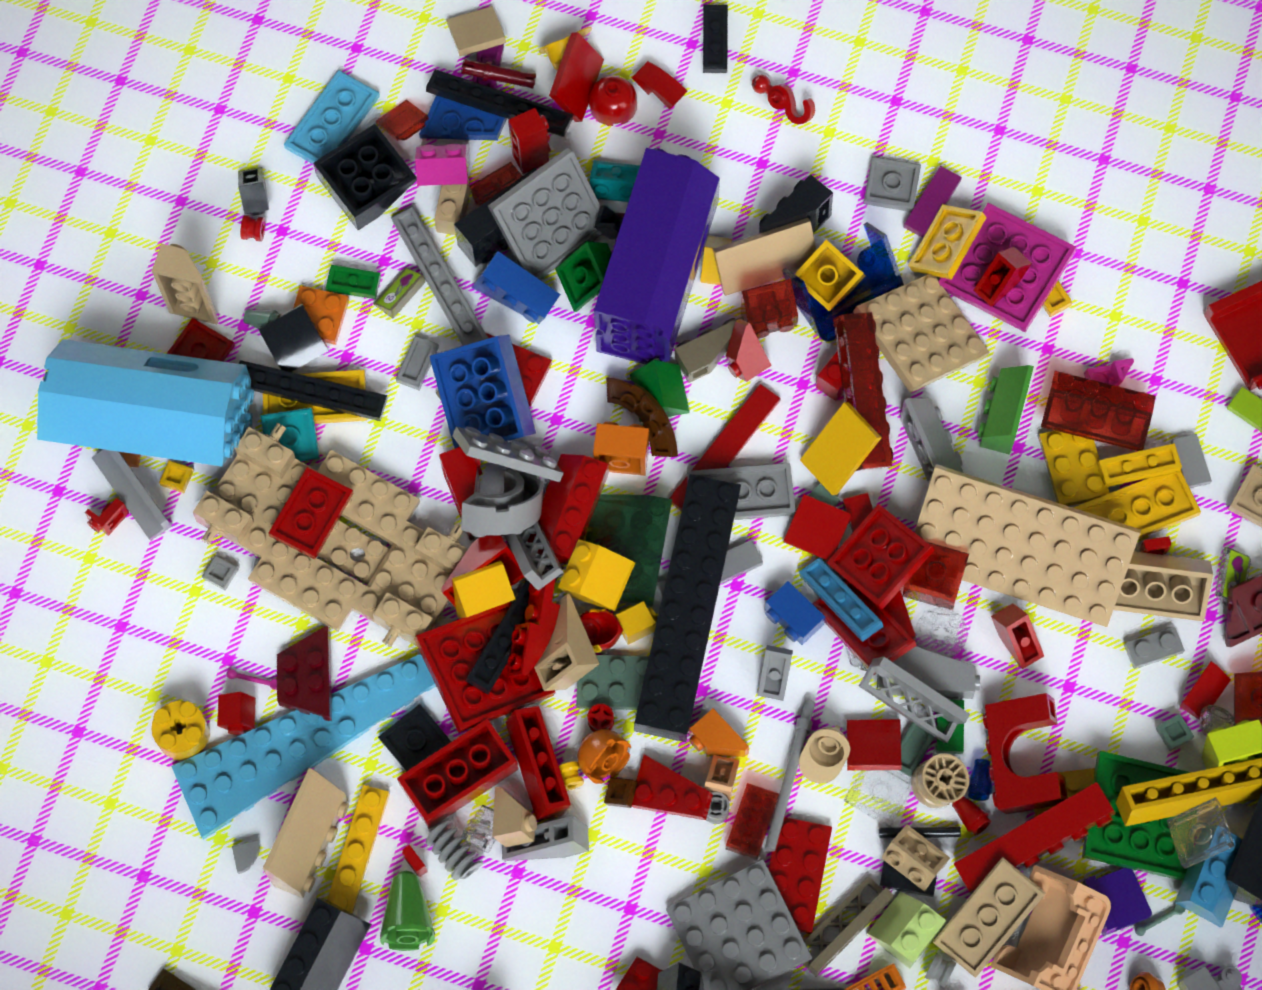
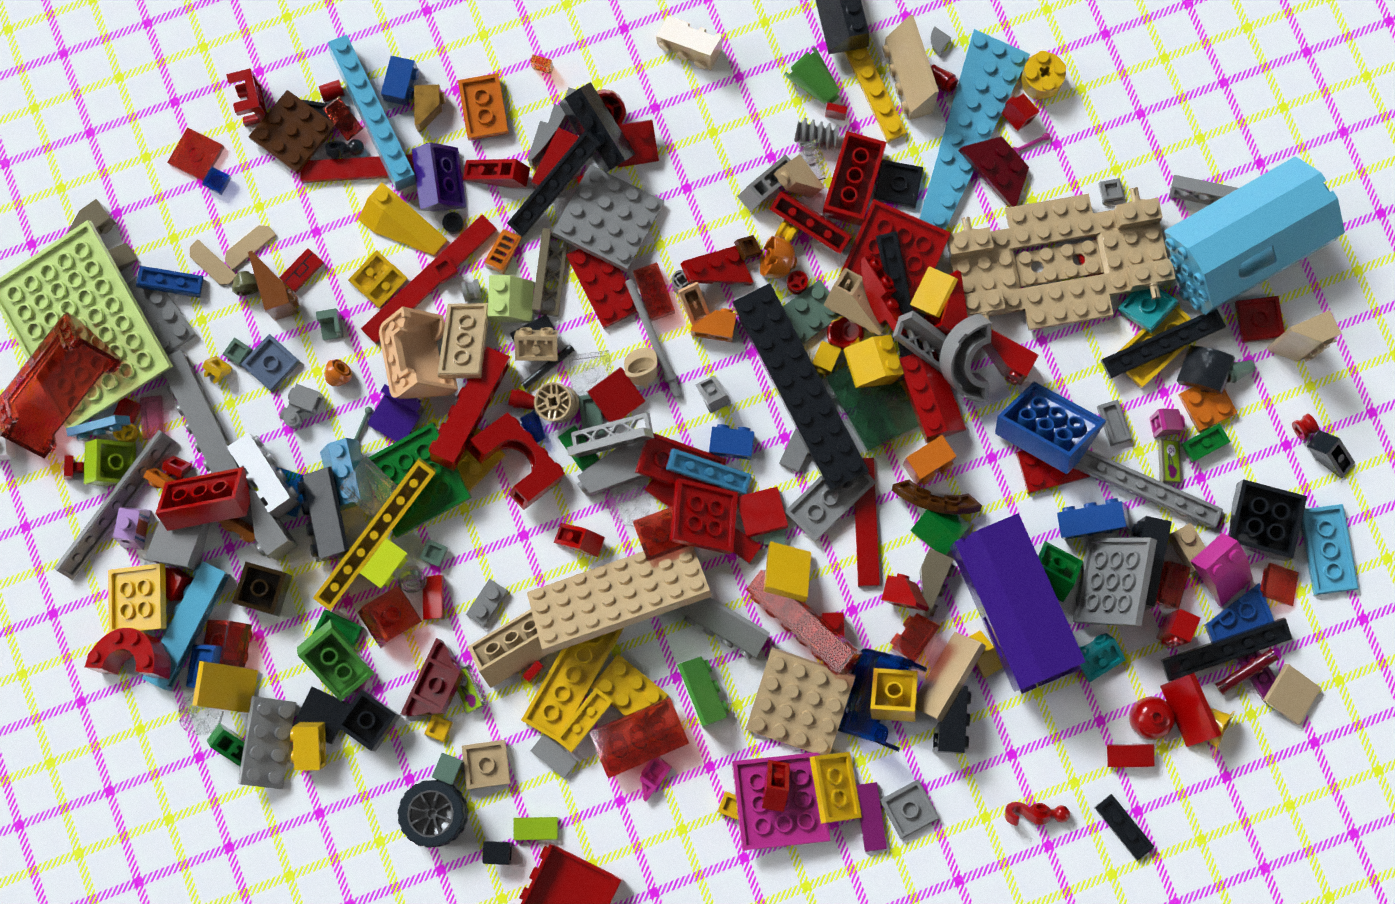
camera: 145 degrees right, 10 degrees up
(110, 517) = (1210, 169): red bracket -> none
(277, 807) = (944, 79): none -> red cone
(311, 513) = (1086, 258): red plate -> none
(373, 321) = (1166, 422): none -> dark pink slope
(507, 454) = (996, 391): light grey plate -> none
(608, 222) = (1076, 618): black panel -> none

